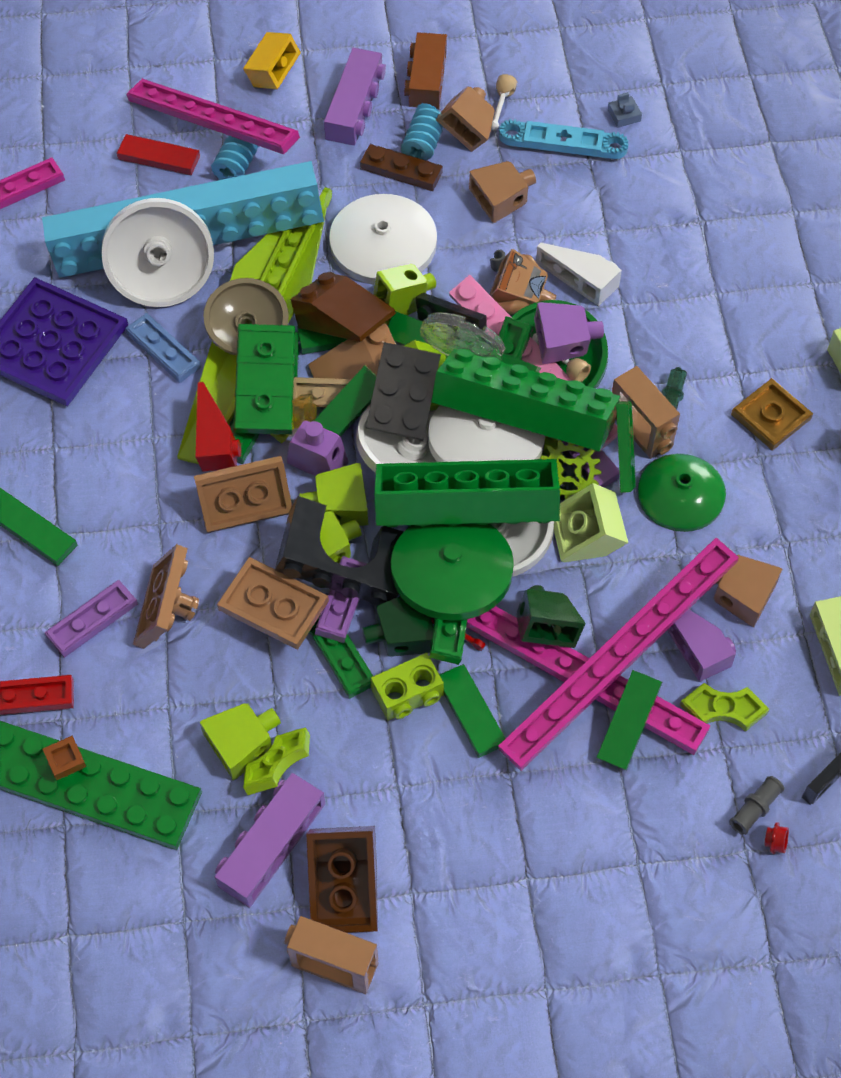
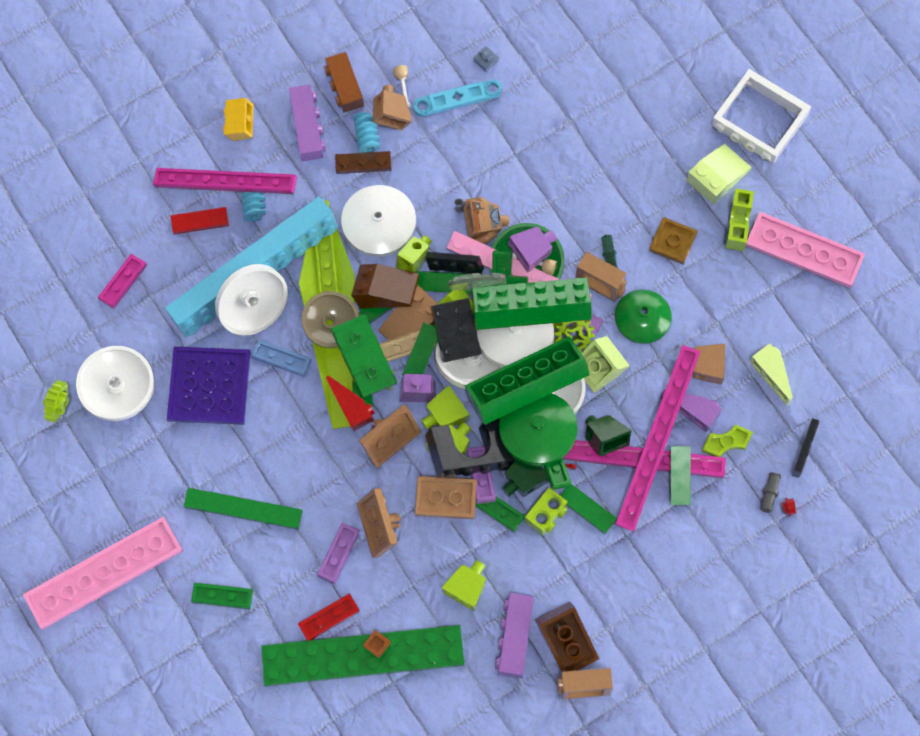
camera: 25 degrees left, 10 degrees up
(268, 769) = (493, 597): lime tile -> none
(303, 409) = (396, 364): clear yellow plate -> none
(500, 188) = (436, 153): medium nougat torso -> none
(582, 271) = (517, 192): white slope -> none
(626, 446) = (602, 305): green tile -> none

